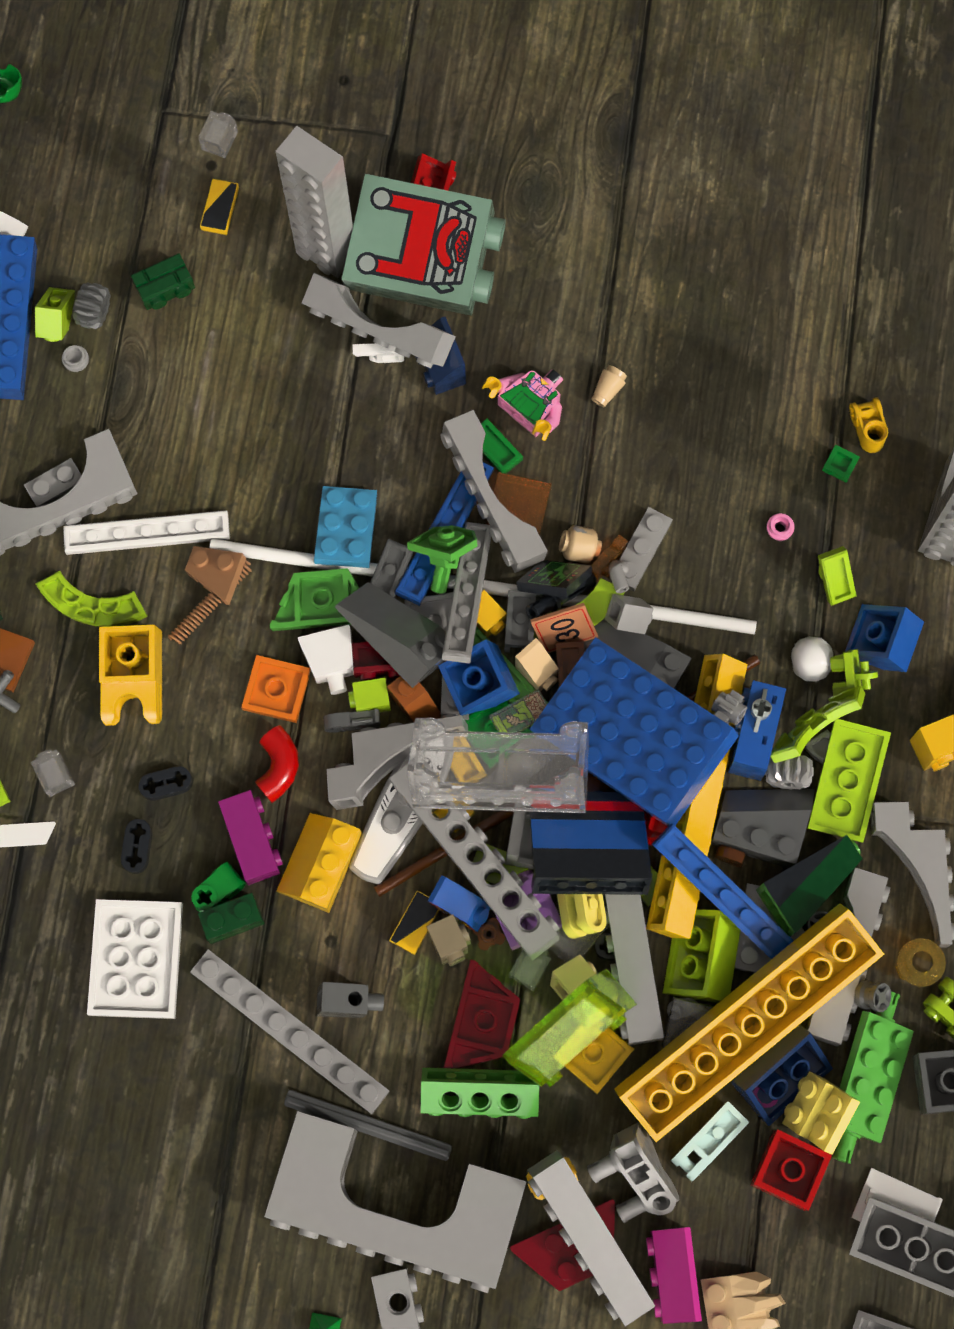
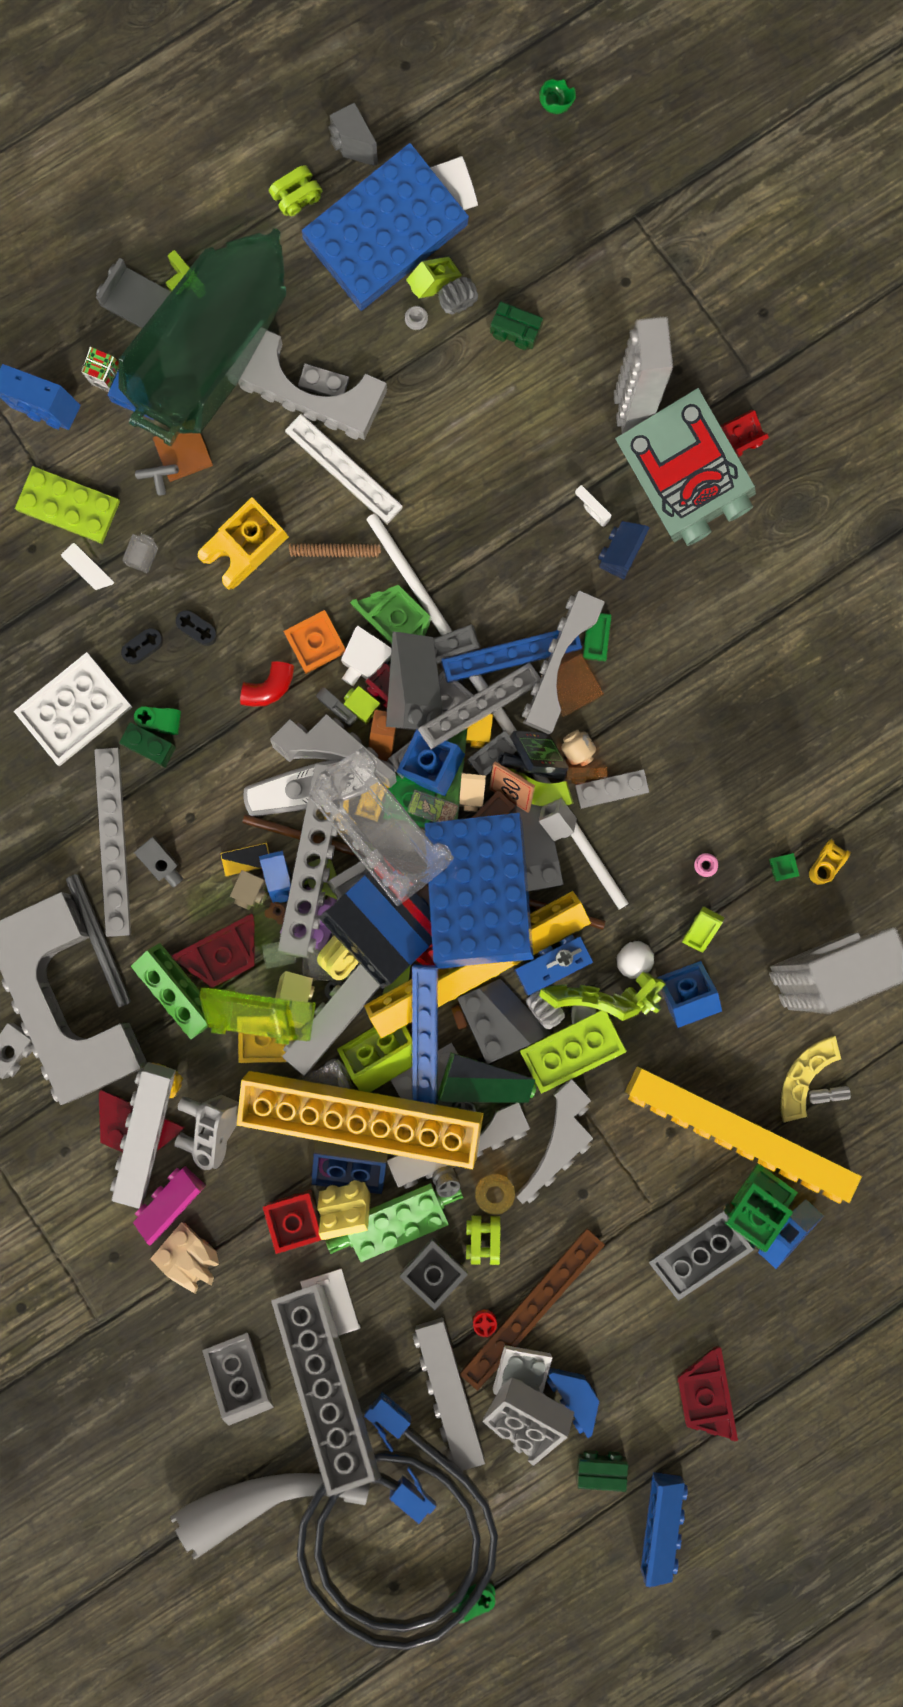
camera: 45 degrees right, 10 degrees up
(88, 609) = (262, 478): lime tile -> none
(216, 570) = (356, 535): medium nougat wing -> none
(218, 133) = (650, 266): clear brick -> none
(219, 206) = (601, 313): tile -> none
(250, 837) = (208, 710): magenta brick -> none
(319, 861) = (230, 767): yellow slope -> none
(345, 527) = (458, 590): dark azure plate -> none
(421, 340) = (600, 447): light grey arch -> none
(444, 548) = (495, 665): bright green piece -> none
(529, 399) = (647, 631): torso -> none
(609, 385) = (703, 672): tan cone -> none
(617, 572) = (579, 787): light grey arm -> none
(710, 1140) = (270, 1156): light aqua plate -> none
(729, 707) = (546, 937): light grey gear -> none

